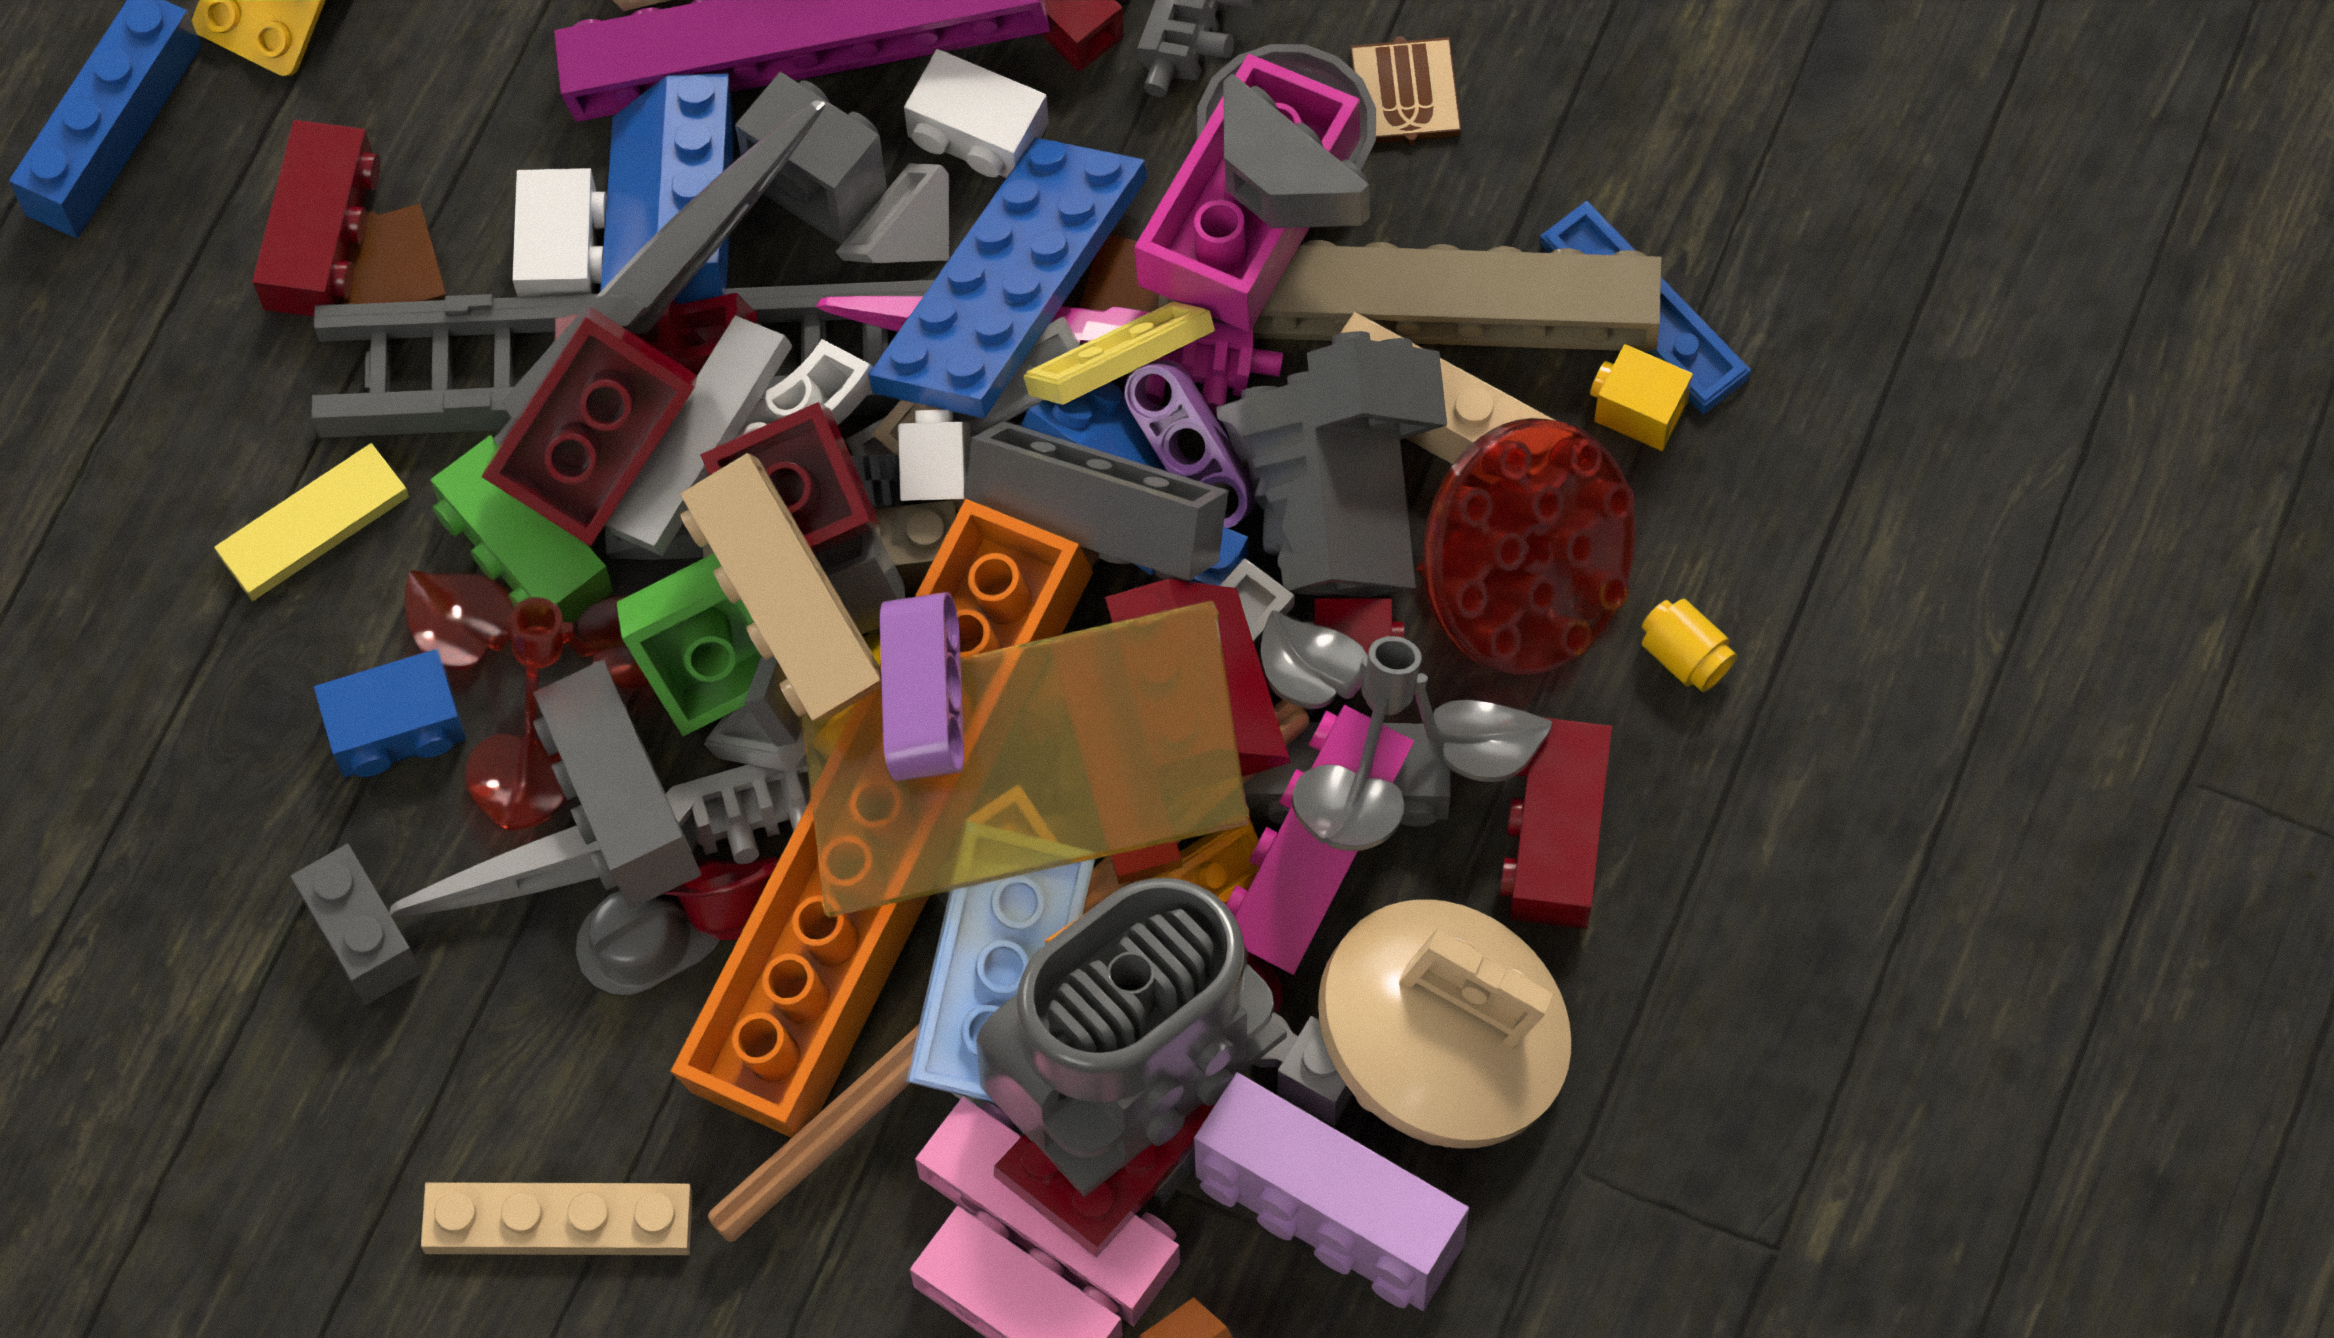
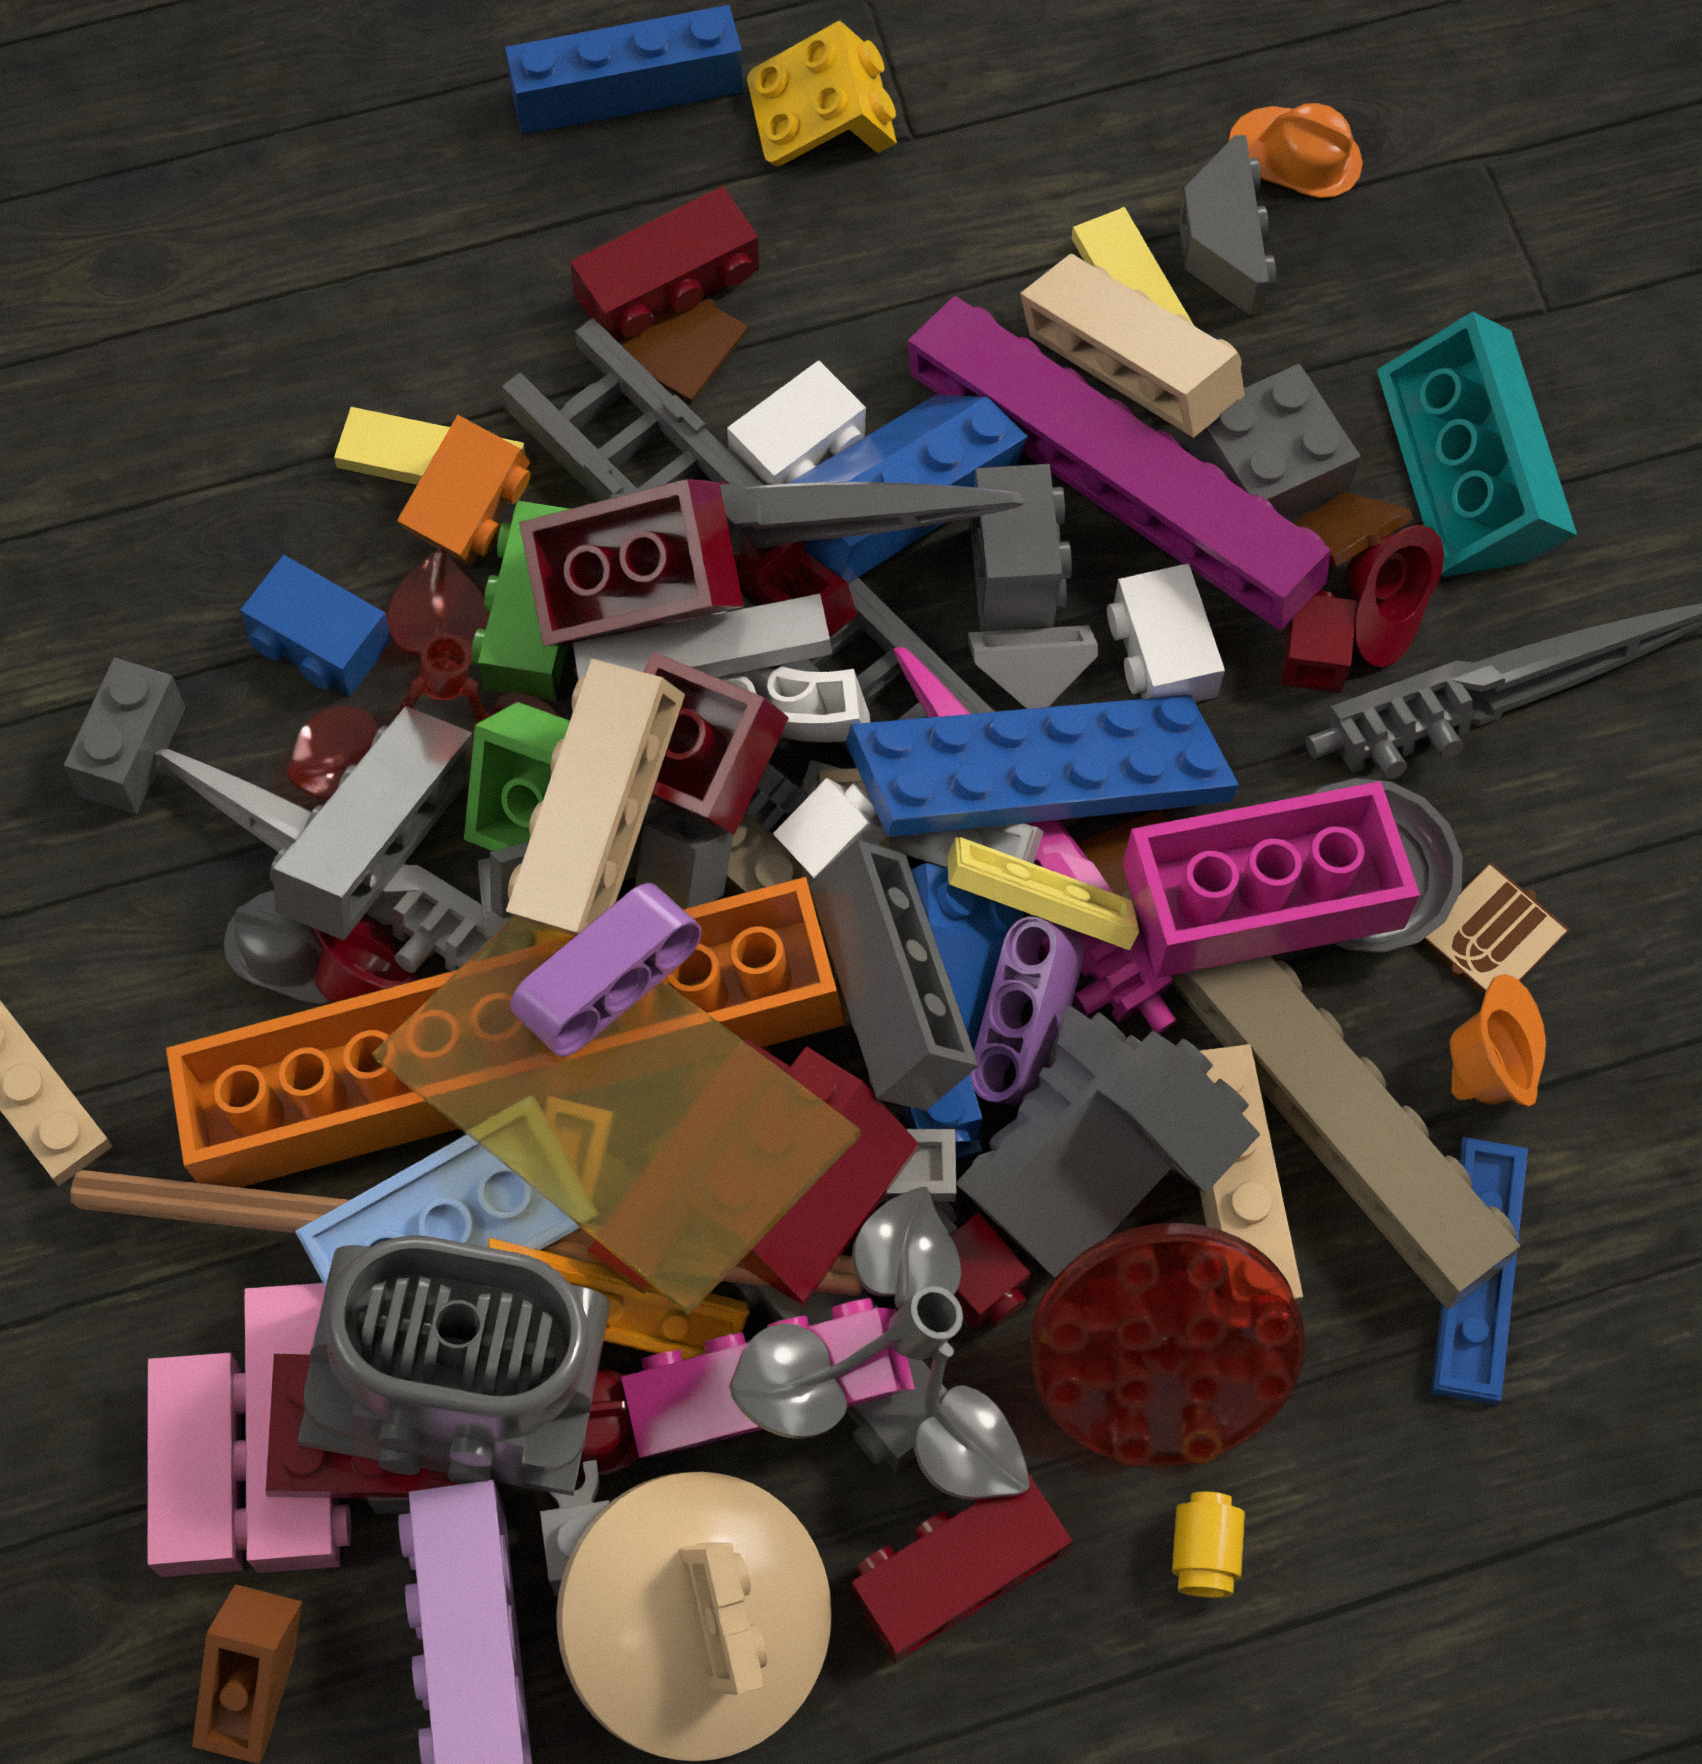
camera: 45 degrees right, 0 degrees up
(383, 512) = (466, 491): none -> orange brick
(1284, 168) = (1296, 880): dark grey slope -> none
(1499, 157) = (1500, 1048): none -> orange piece
(1641, 396) = (1393, 1330): yellow brick -> none

